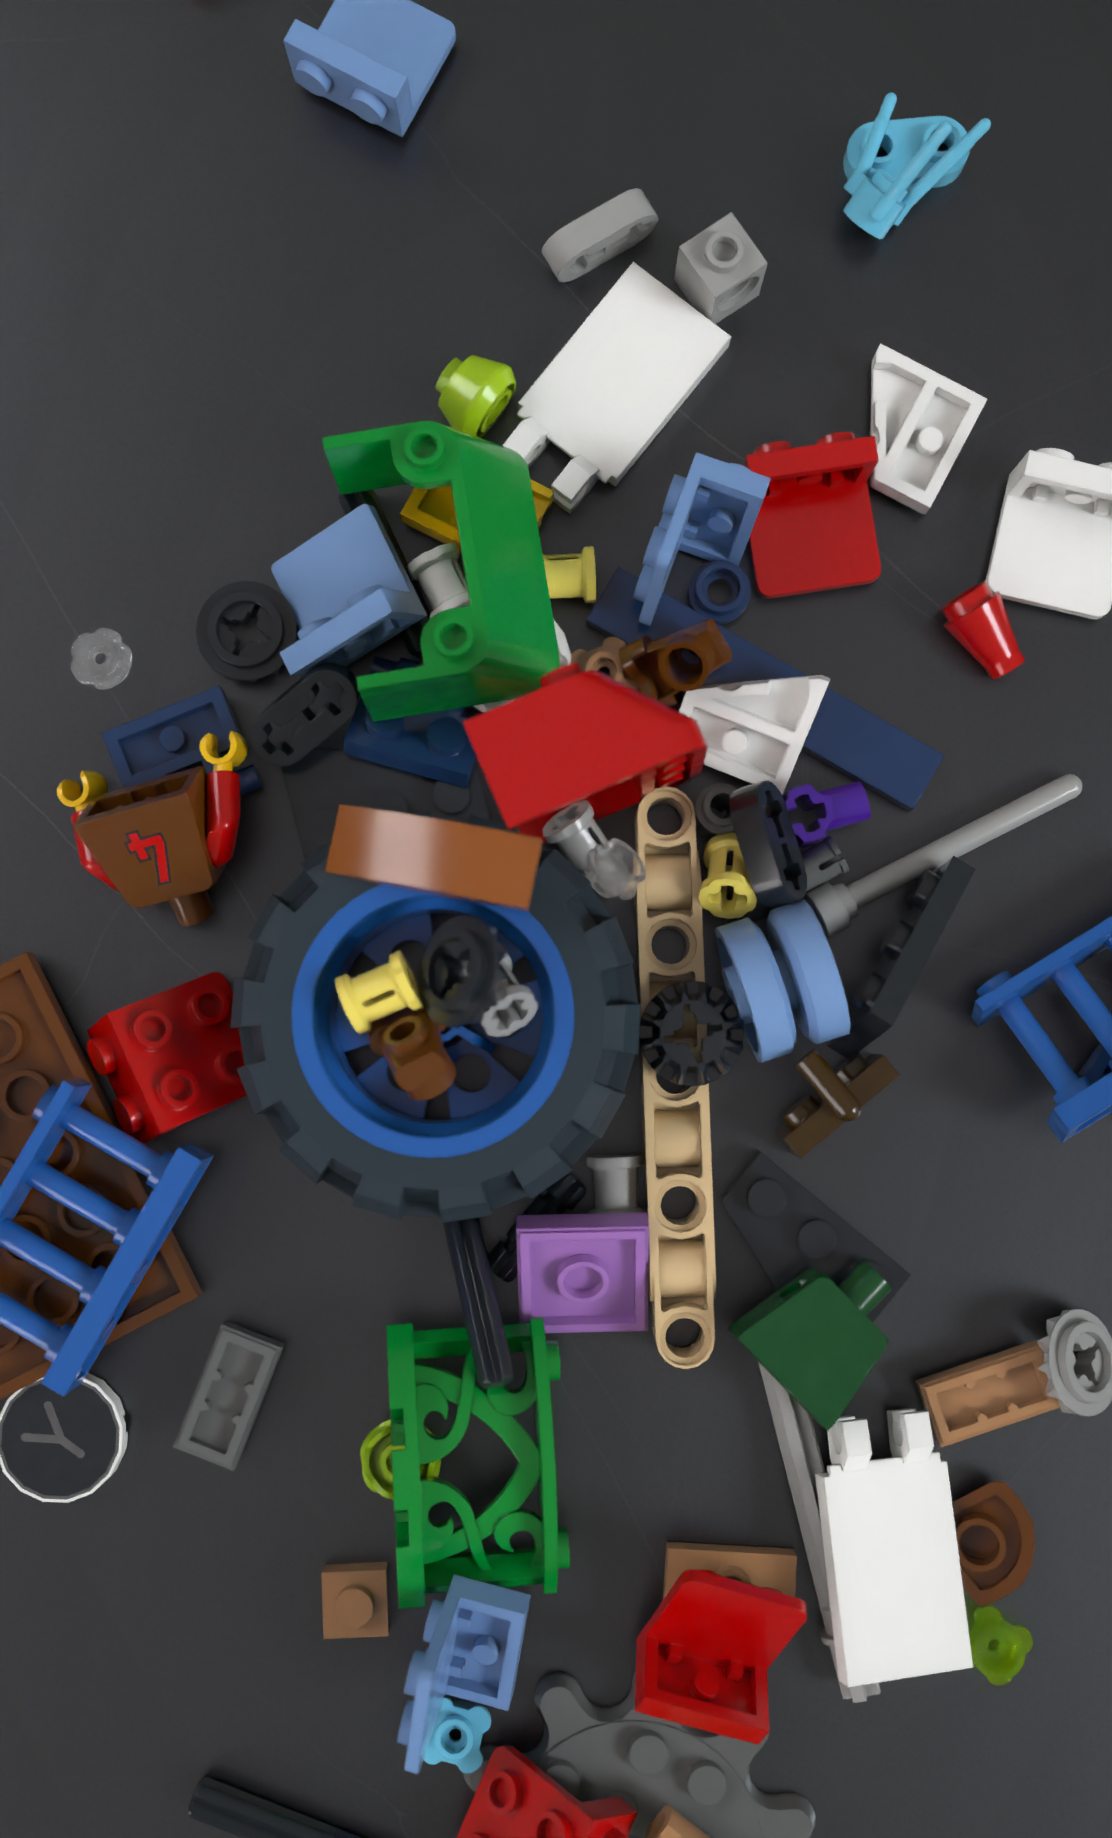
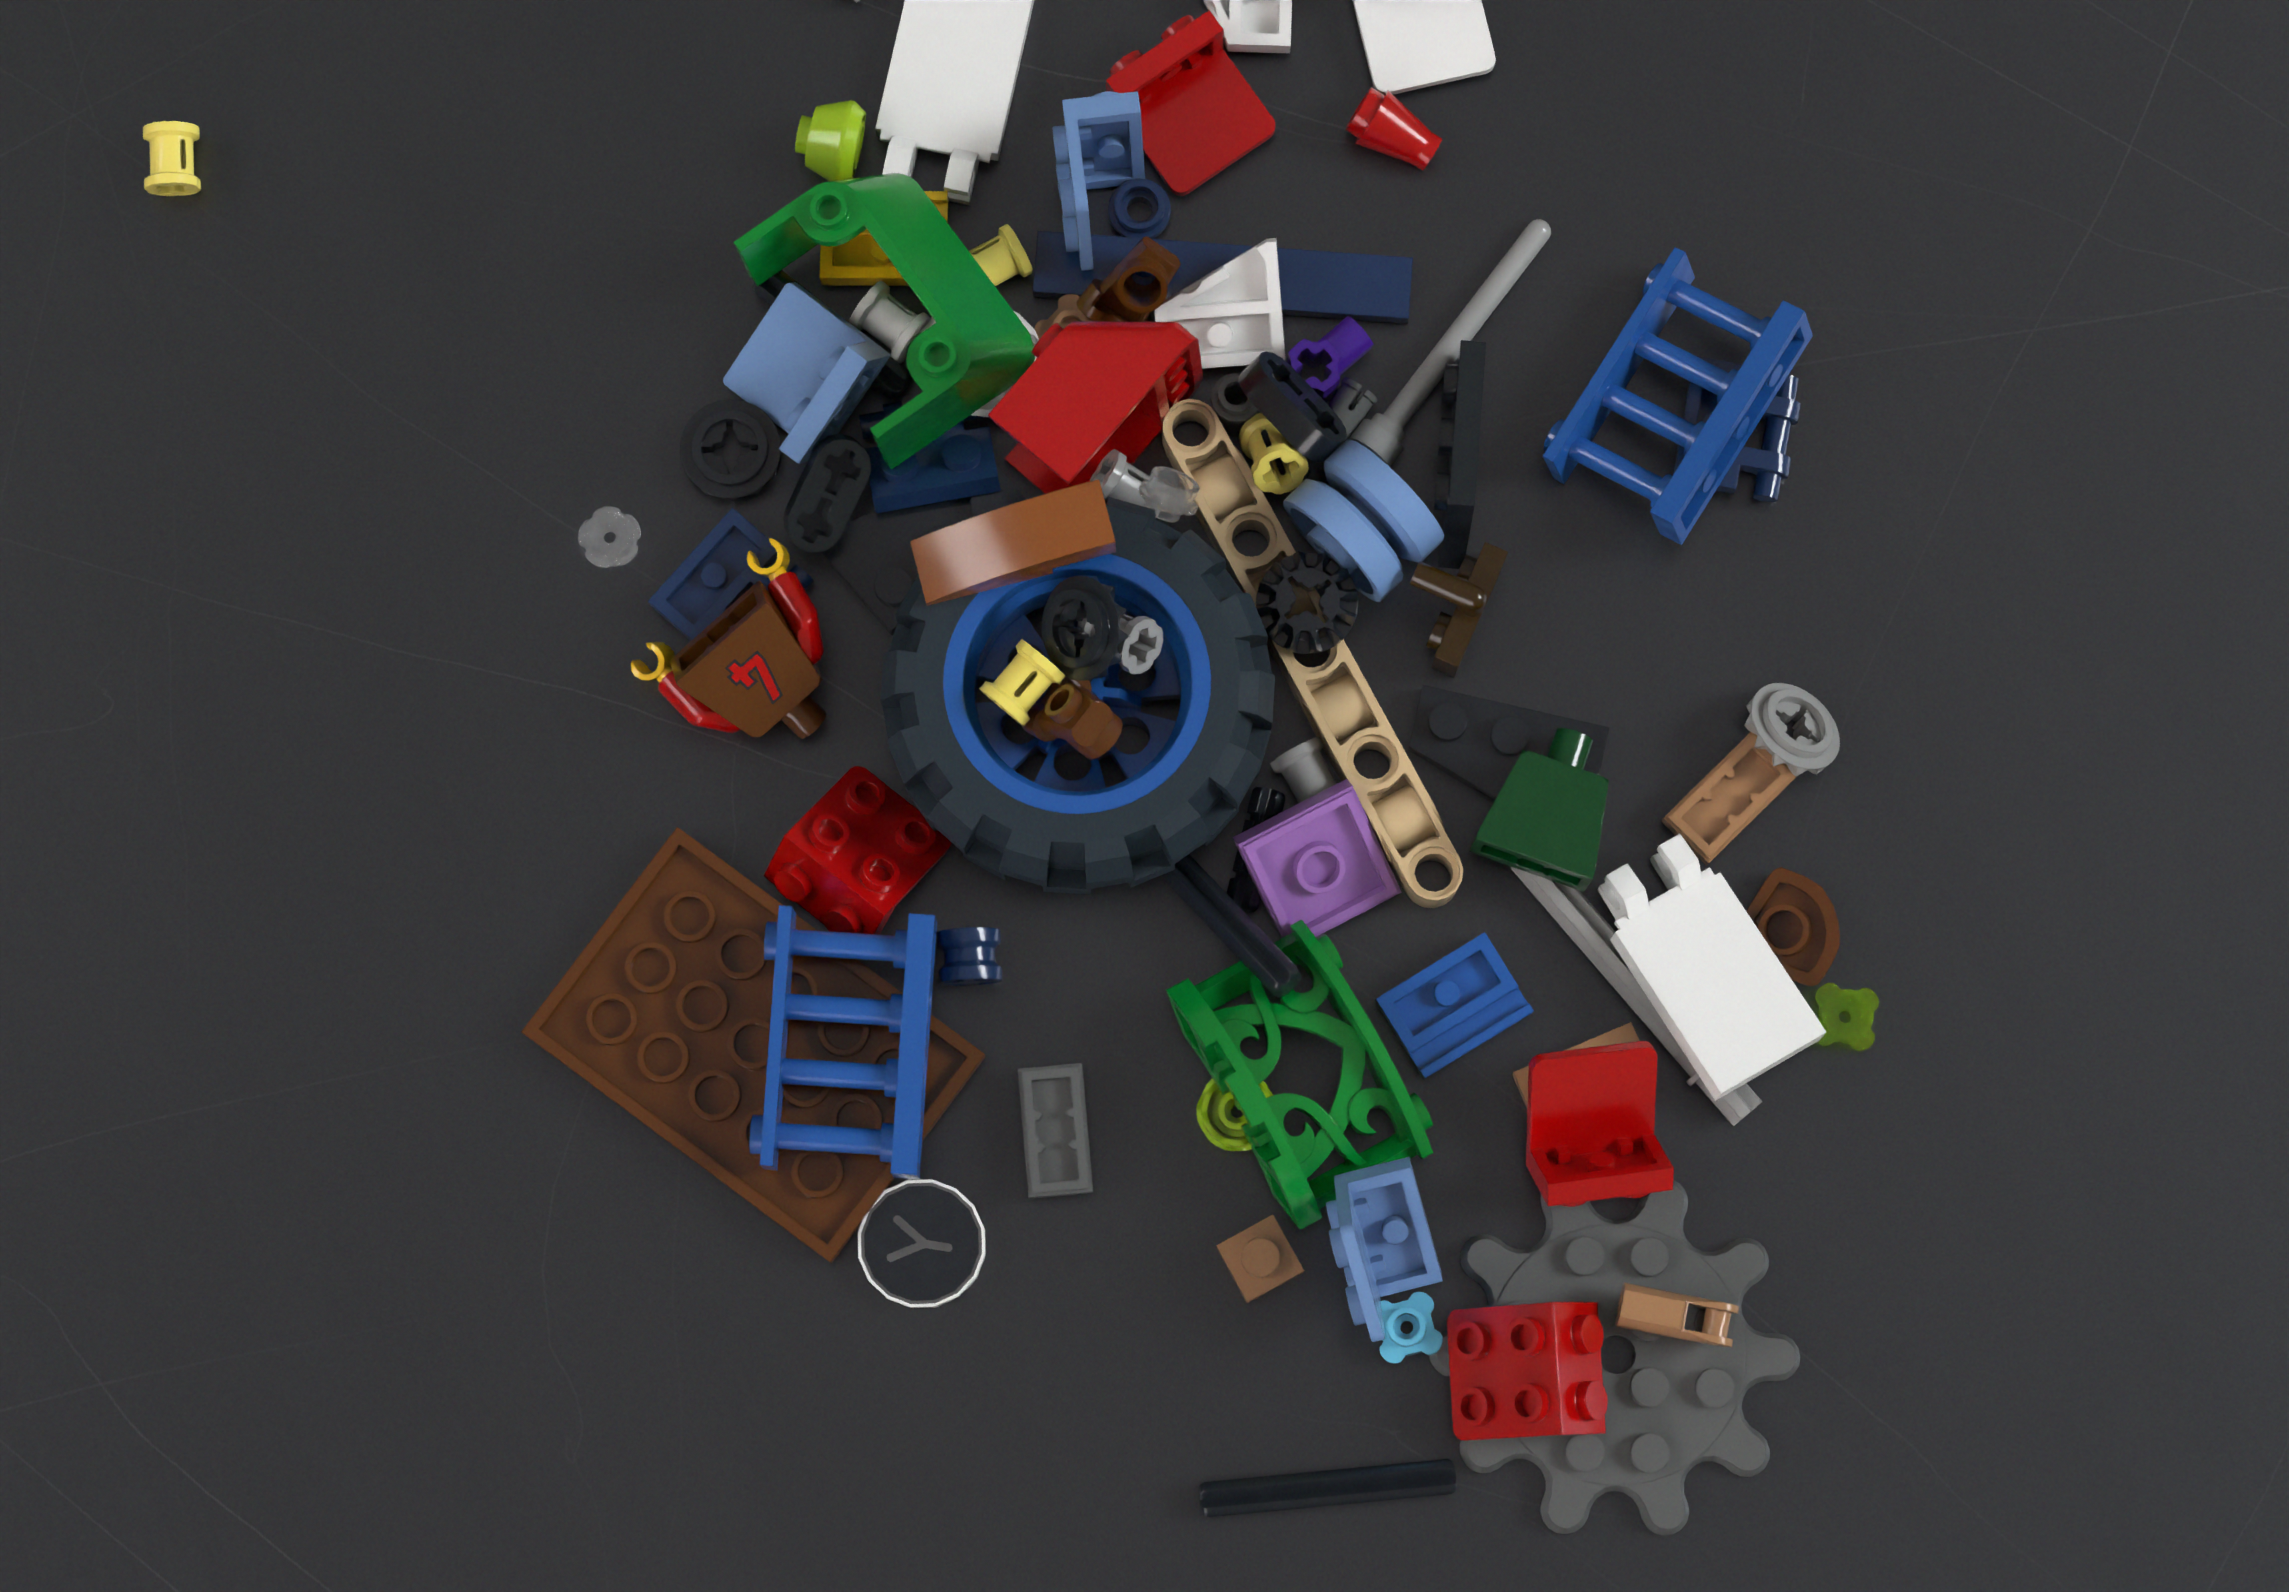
camera: 25 degrees left, 5 degrees down
(228, 1199) = (969, 956): none -> dark blue wheel
(644, 1460) = (1454, 1005): none -> blue plate

